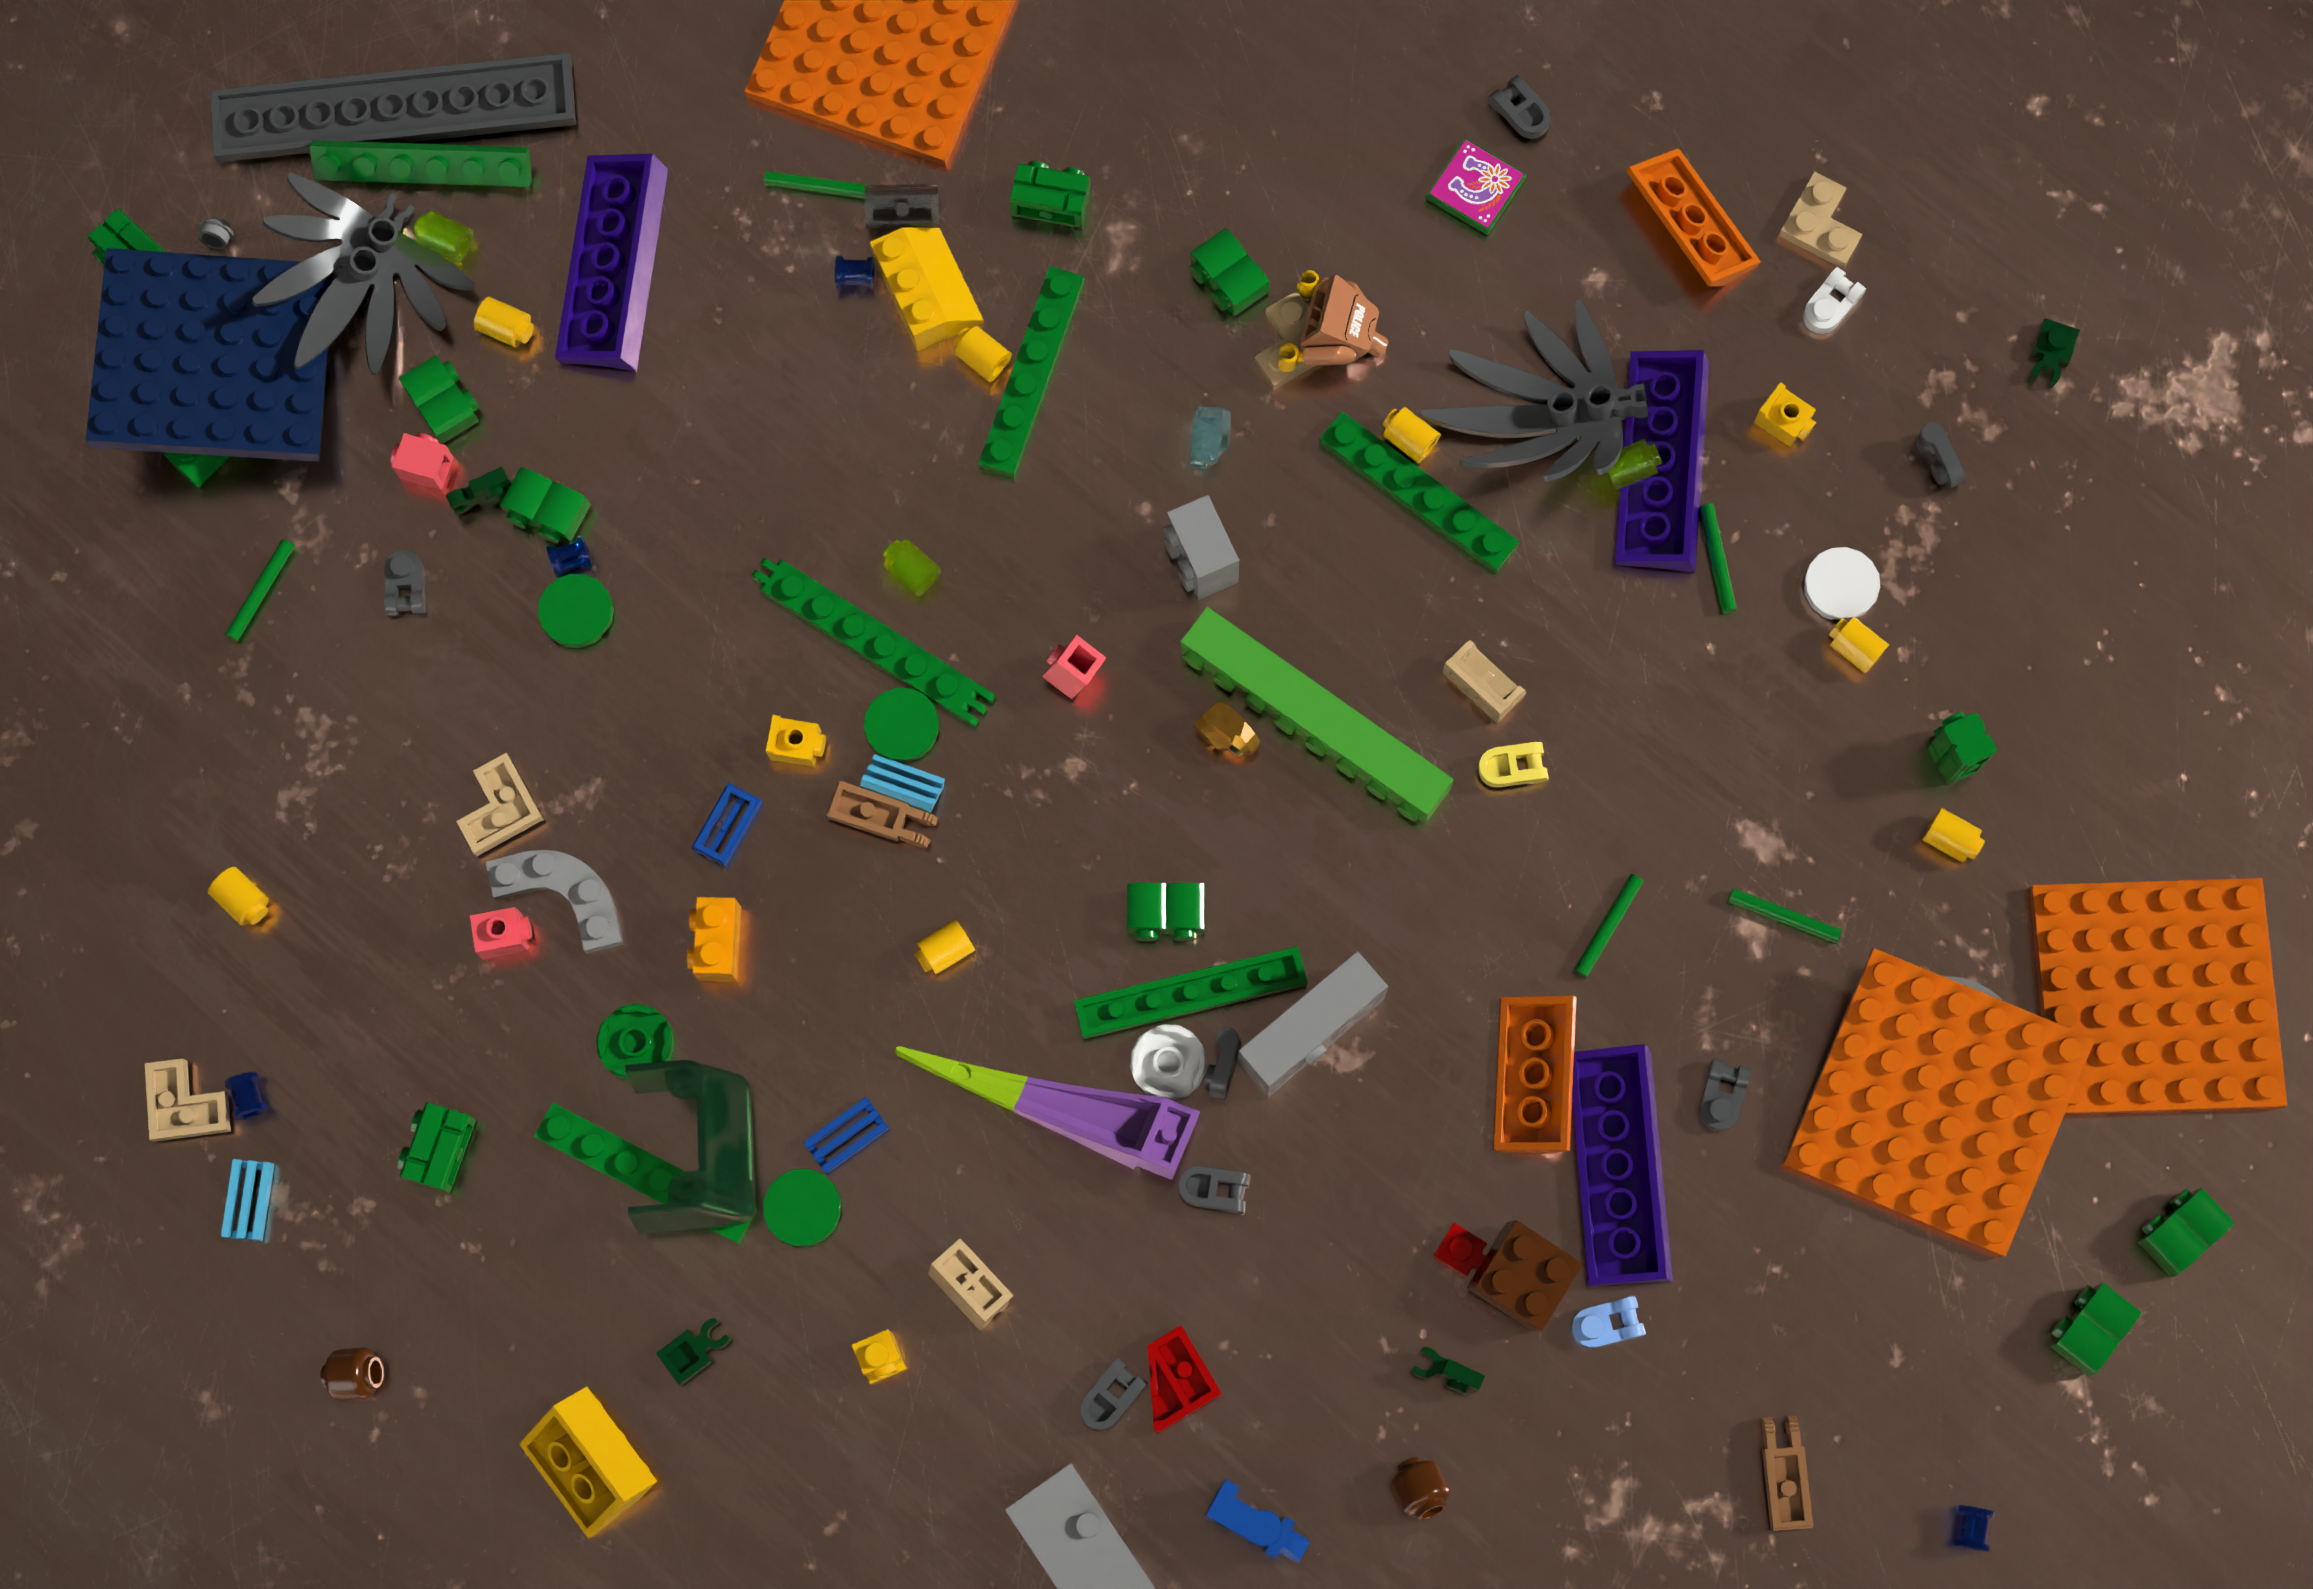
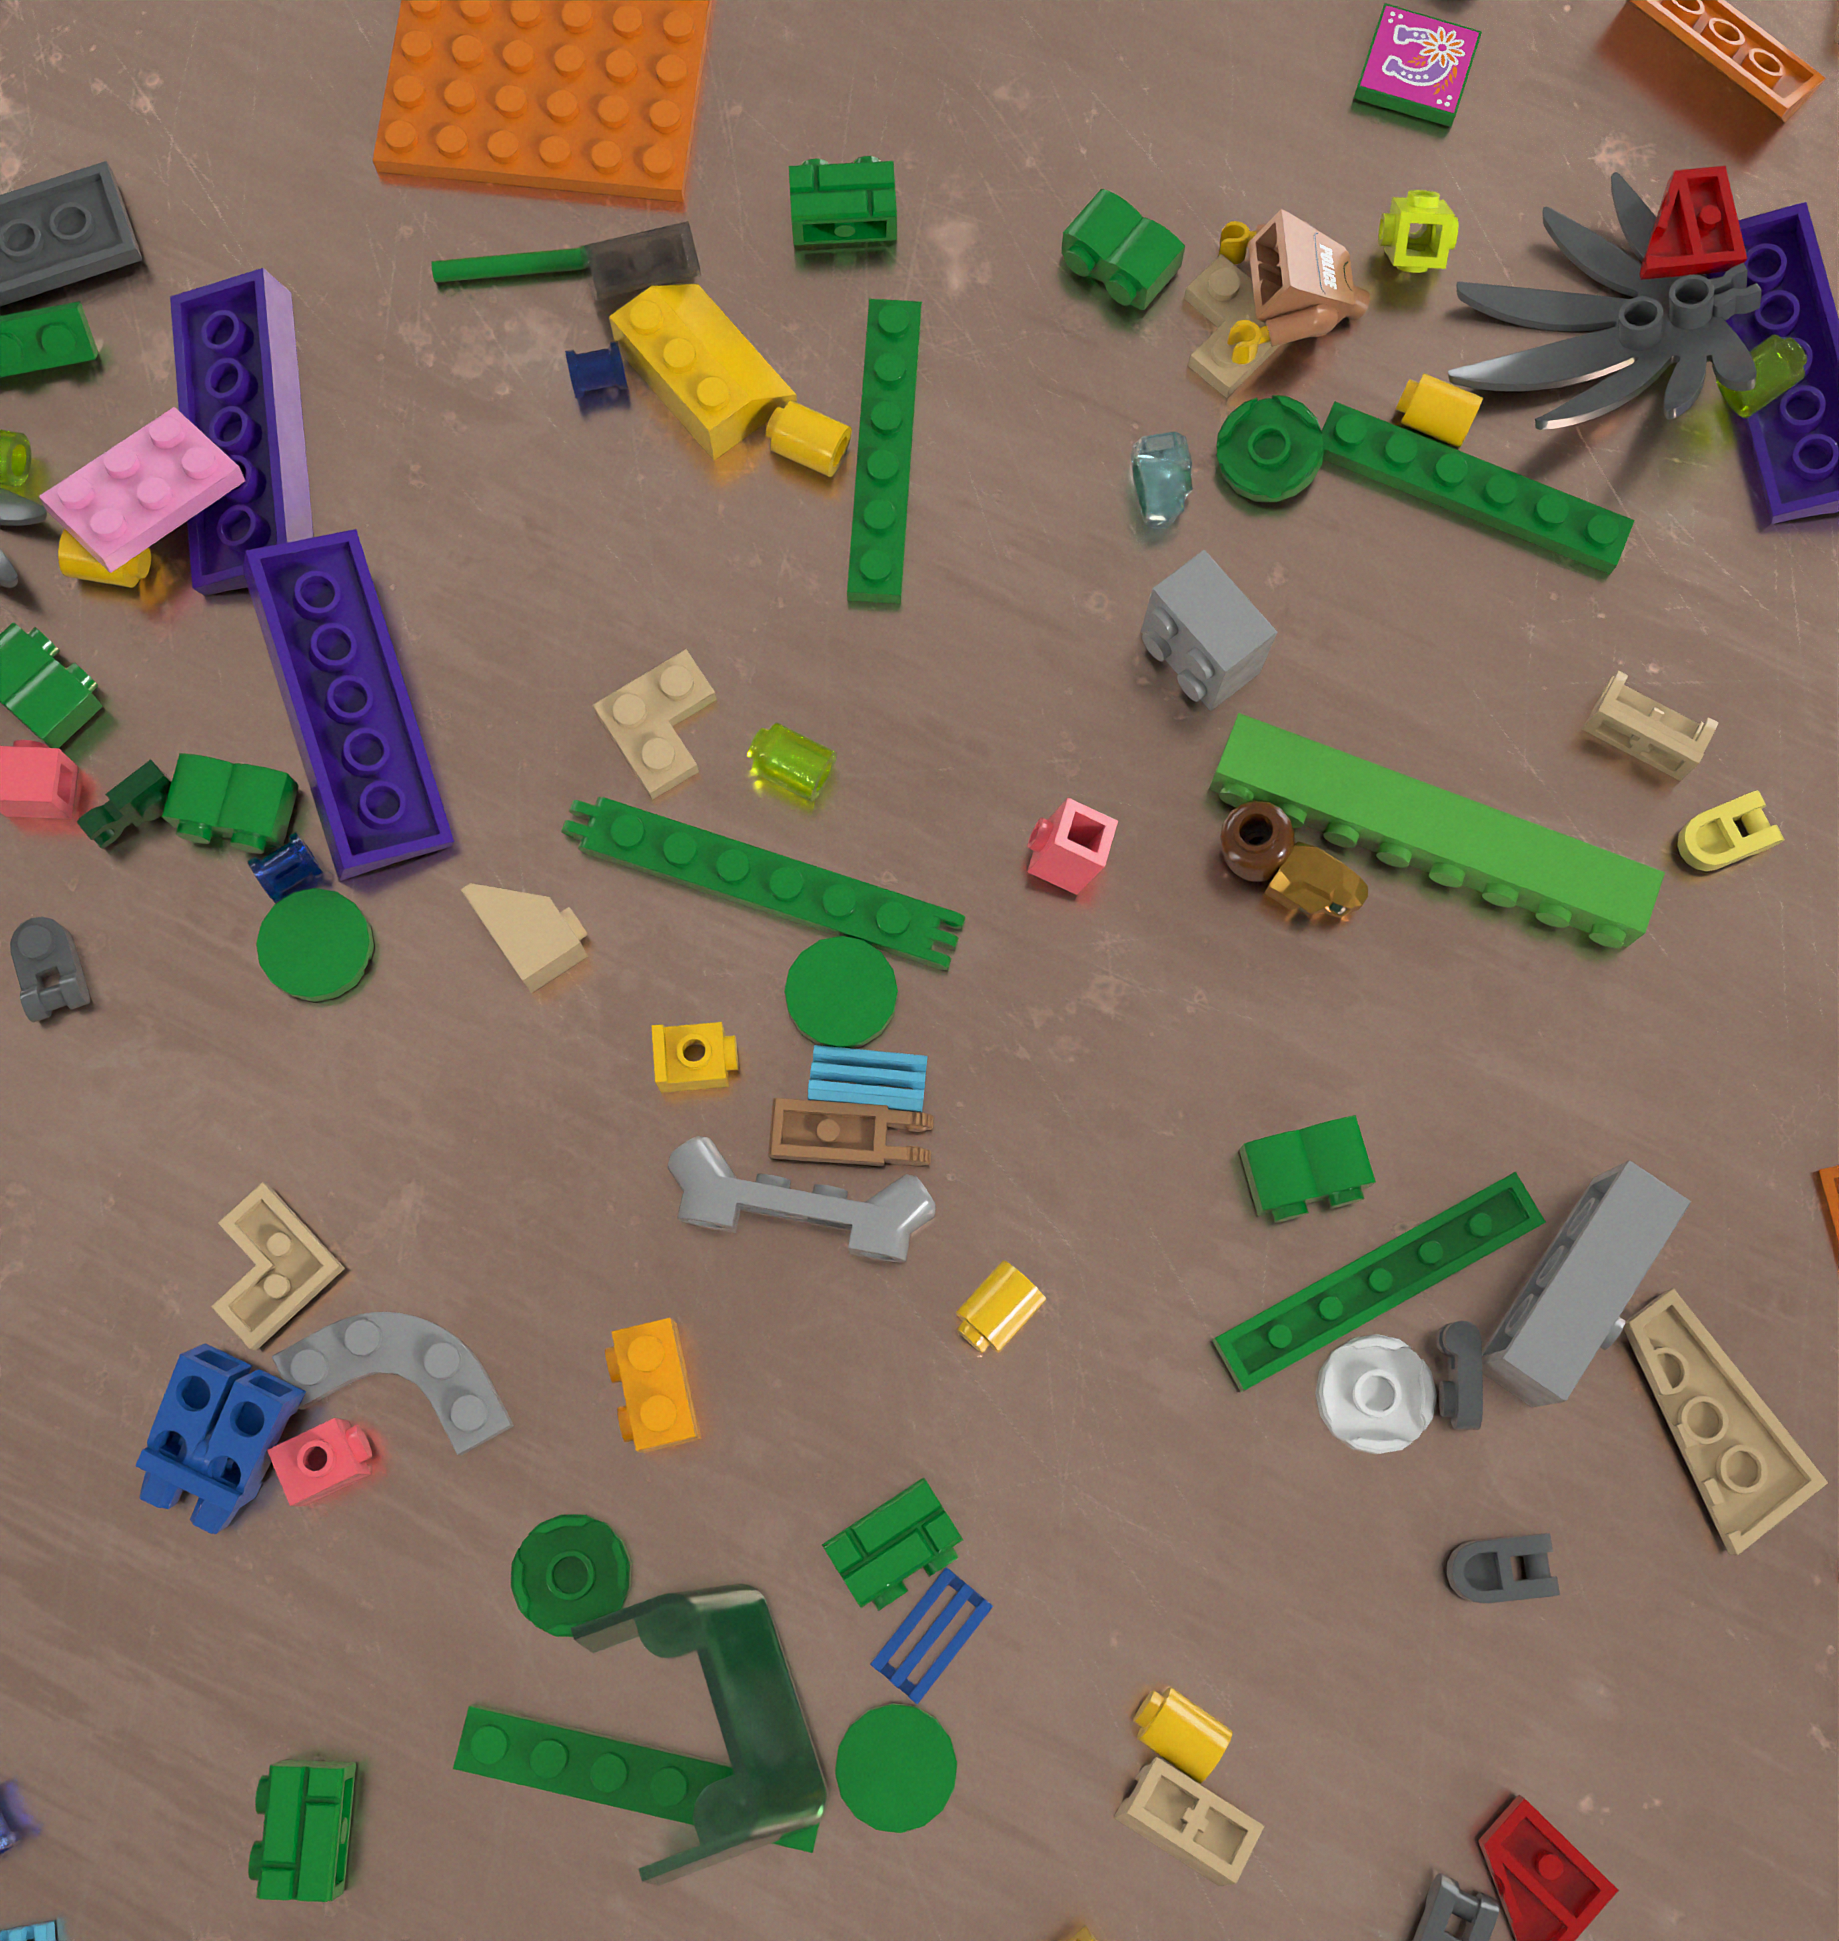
camera: 20 degrees left, 0 degrees up
(439, 900) = (214, 1435): none -> blue hips
(539, 286) = (142, 489): none -> bright pink plate
(634, 458) = (346, 702): none -> dark purple arch
(711, 853) = (611, 1252): blue tile -> none
(712, 636) = (529, 932): none -> tan slope
(786, 835) = (716, 1196): none -> light grey plate
(824, 512) = (643, 719): none -> tan plate
(837, 1073) = (894, 1544): none -> green brick
(982, 1231) = (1182, 1733): none -> yellow brick
(1120, 1125) = (1338, 1511): medium lavender plate -> none
(1194, 692) = (1254, 824): none -> reddish brown head
(1288, 433) = (1270, 448): none -> green tile
(1383, 1146) = (1727, 1434): none -> tan wing
(1432, 308) = (1430, 243): none -> neon yellow brick
(1621, 350) = (1695, 227): none -> red wing

